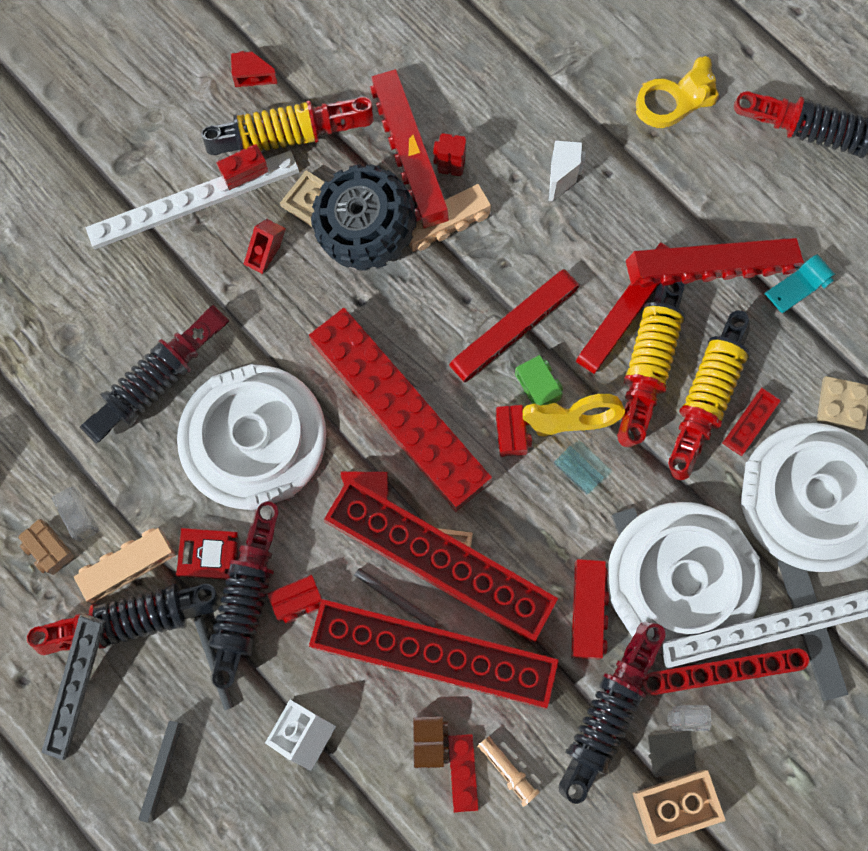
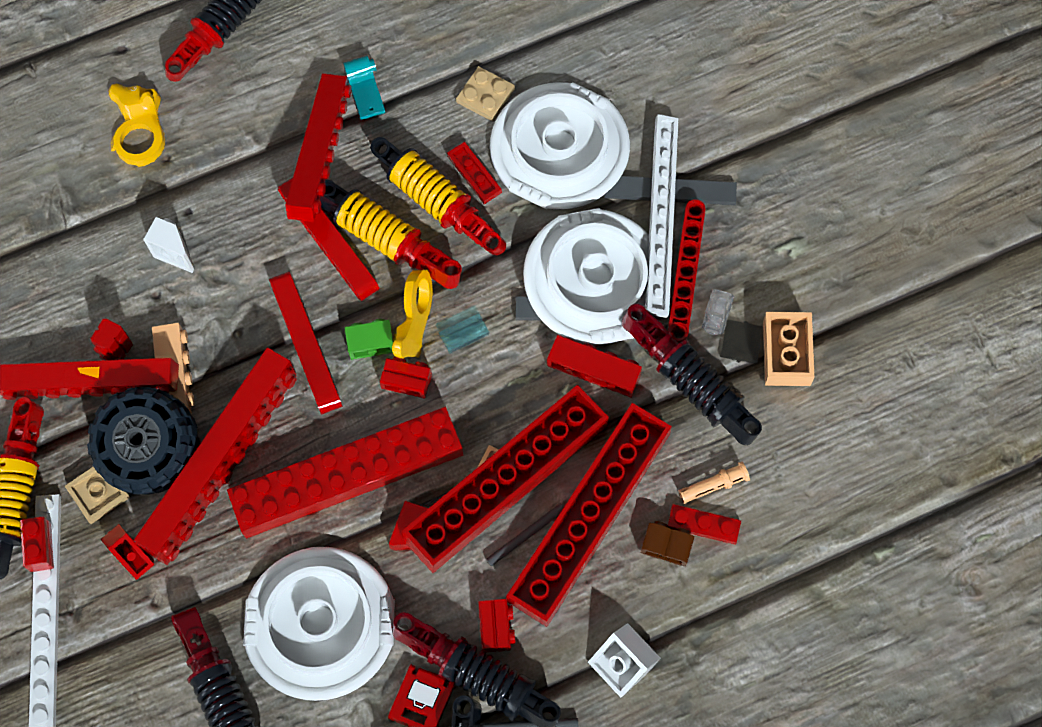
camera: 70 degrees left, 5 degrees down
(374, 287) = (216, 457): none -> red brick

